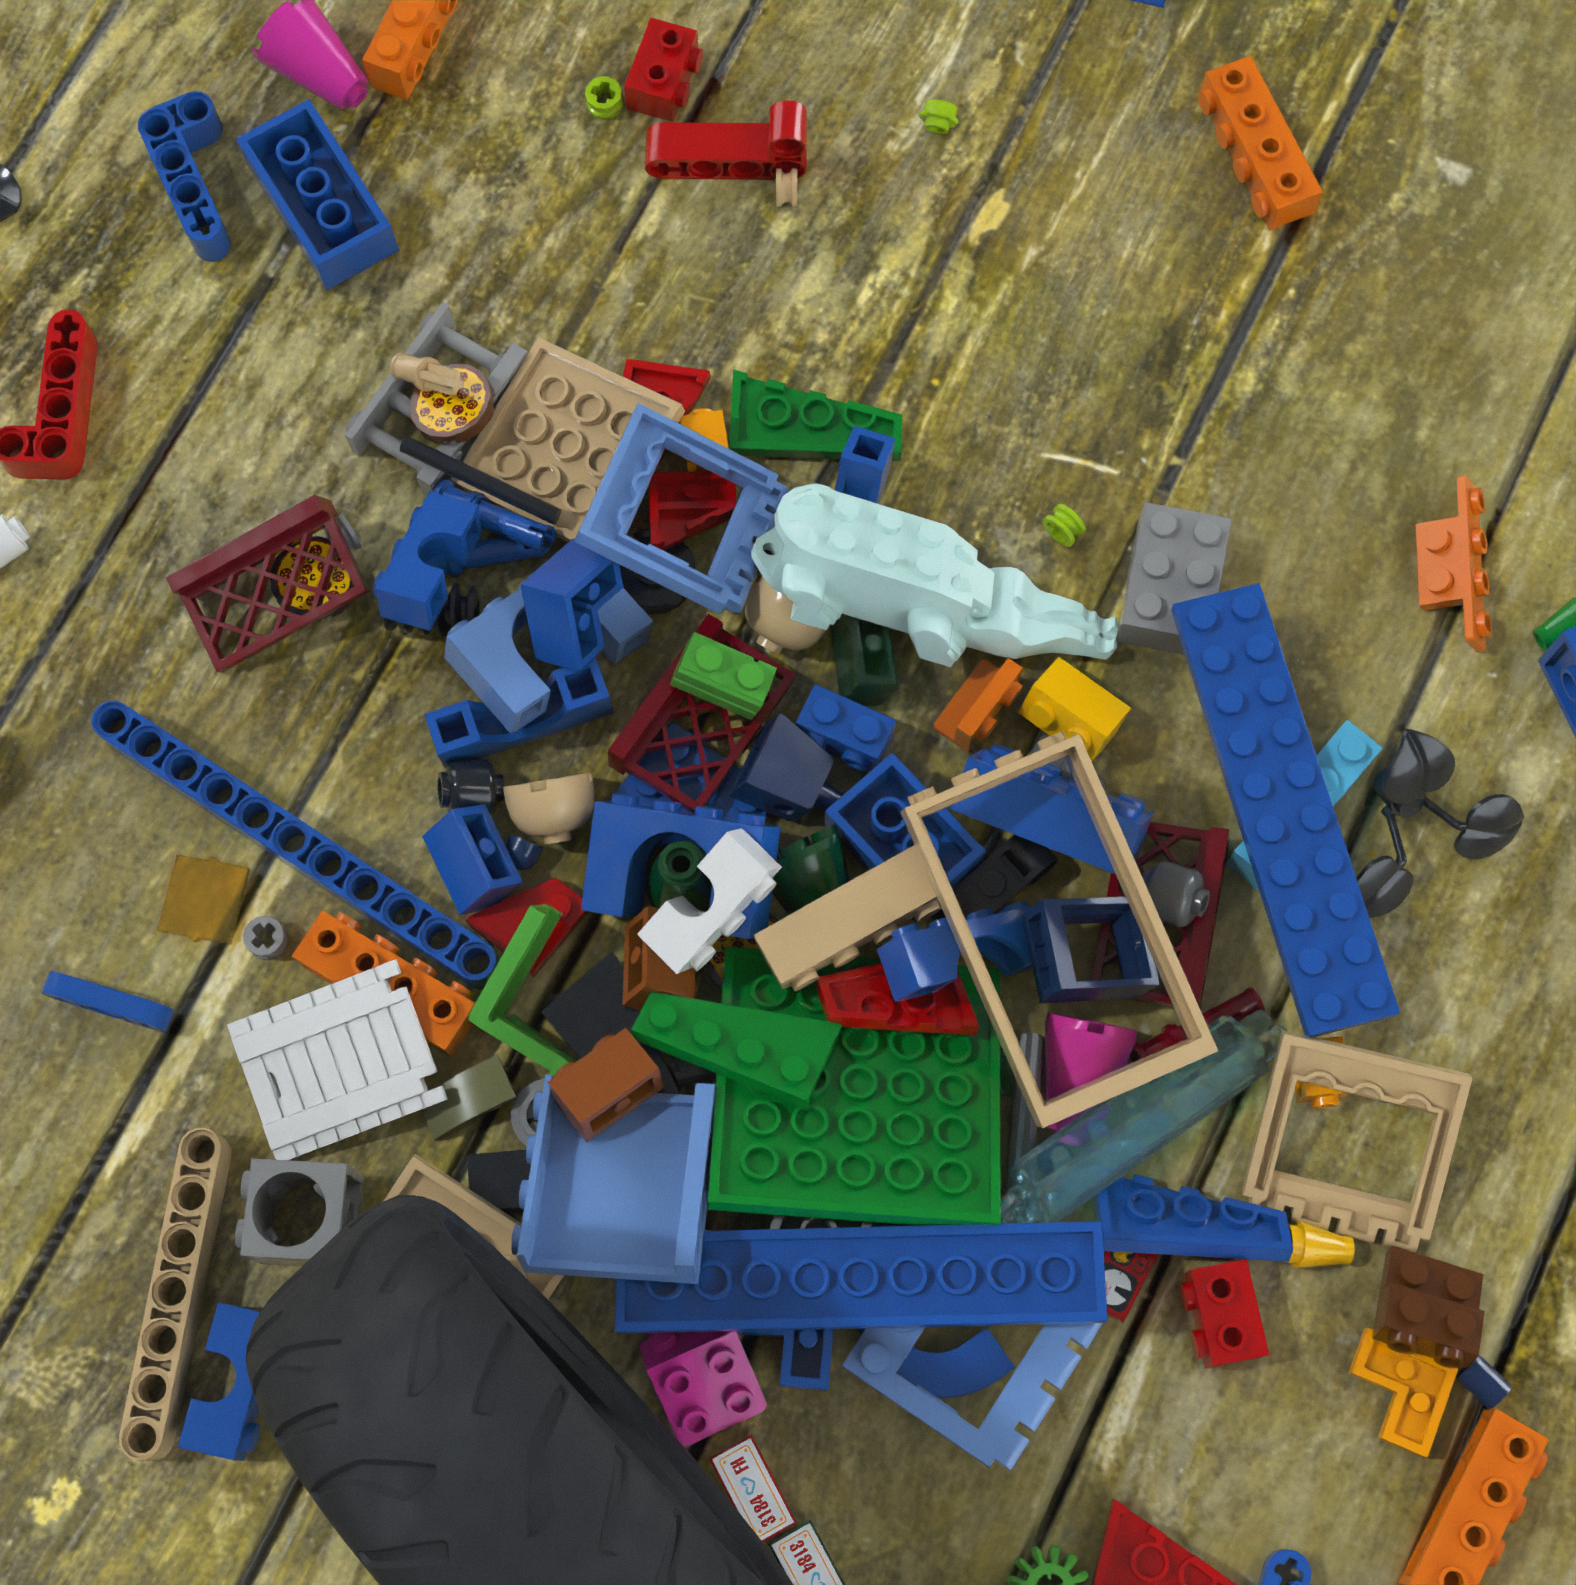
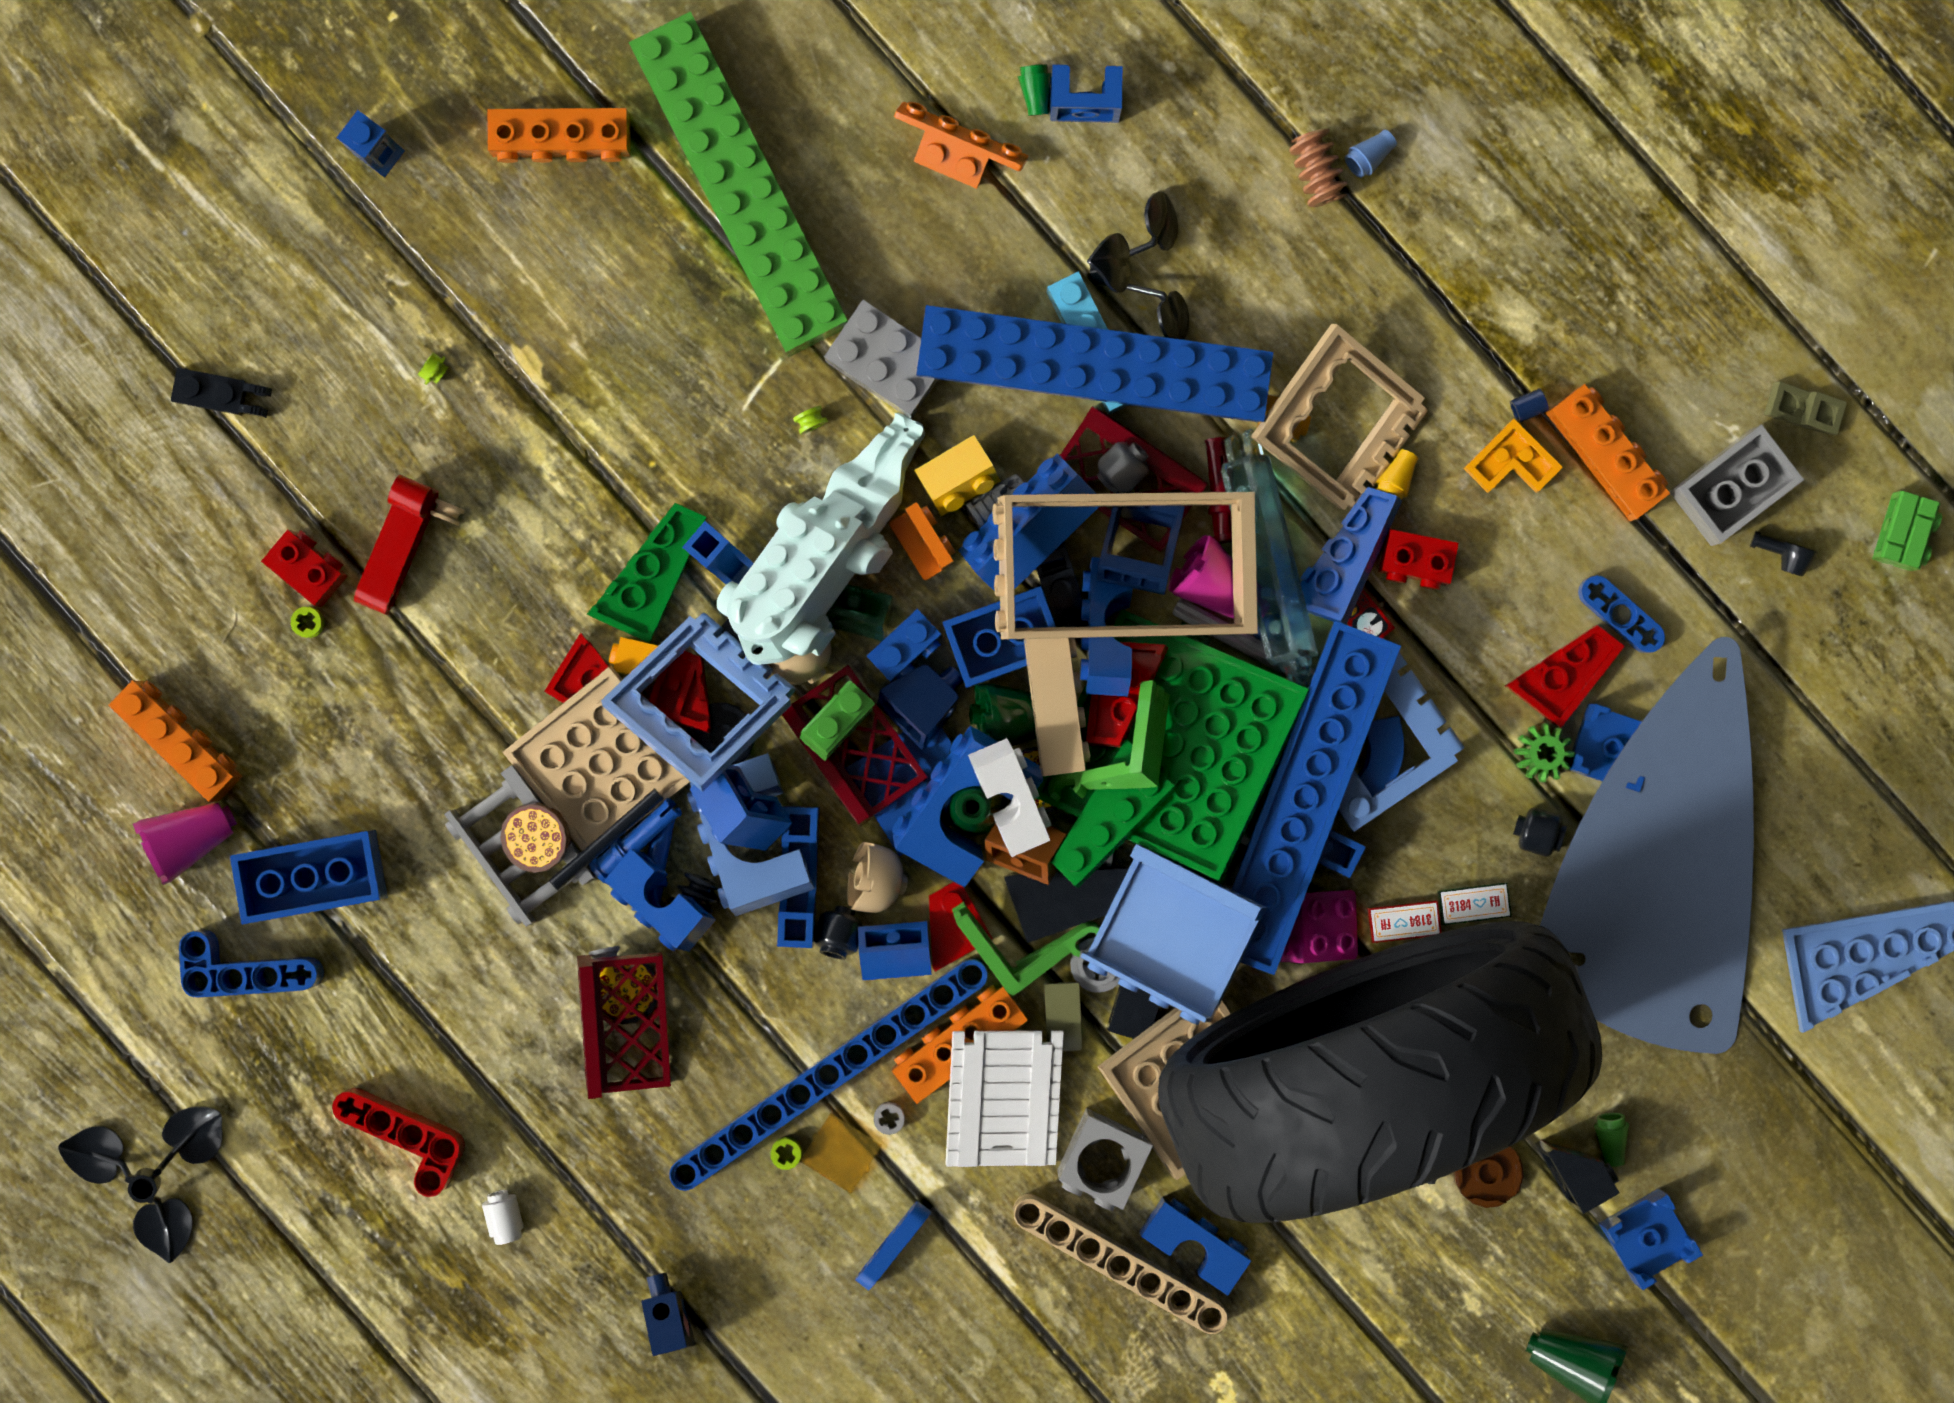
camera: 75 degrees left, 15 degrees up
(175, 822) = (775, 1154): none -> lime bush
(426, 373) = (507, 848): tan axle -> none
(522, 852) = (899, 912): dark blue hinge -> none
(605, 1084) = (1103, 918): dark orange brick -> none
(833, 1045) = (1145, 754): none -> bright green hinge
(1294, 345) = (739, 184): none -> bright green brick
(1429, 1308) = (1469, 420): reddish brown plate -> none

